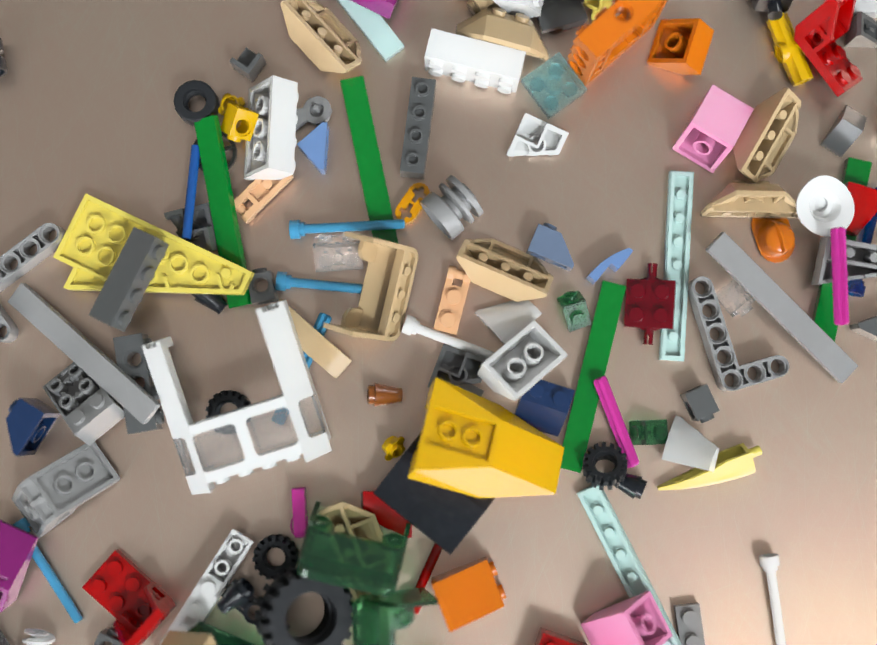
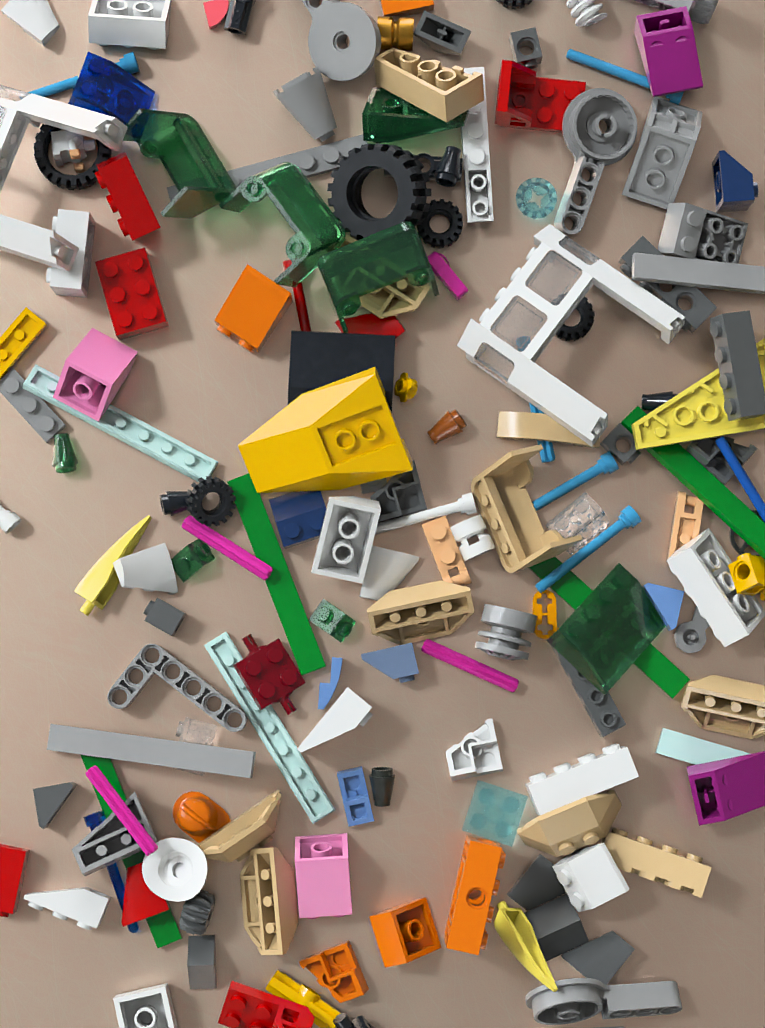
camera: 145 degrees right, 0 degrees up
(115, 530) = (592, 148): none -> light grey beam
(178, 529) = (540, 187): none -> clear light blue gear
(374, 155) = (608, 629): none -> clear green slope
(424, 305) = (469, 529): none -> white wheel
(494, 205) = (470, 665): none -> dark pink axle
(622, 164) = (382, 785): none -> pearl dark grey cone
(622, 230) = (341, 717): none -> white slope
(648, 170) = (355, 796): none -> medium blue slope
(693, 581) = (63, 454): none -> clear green cone
(749, 53) = (338, 971): none -> orange slope
(828, 163) = (197, 913): none -> dark grey gear

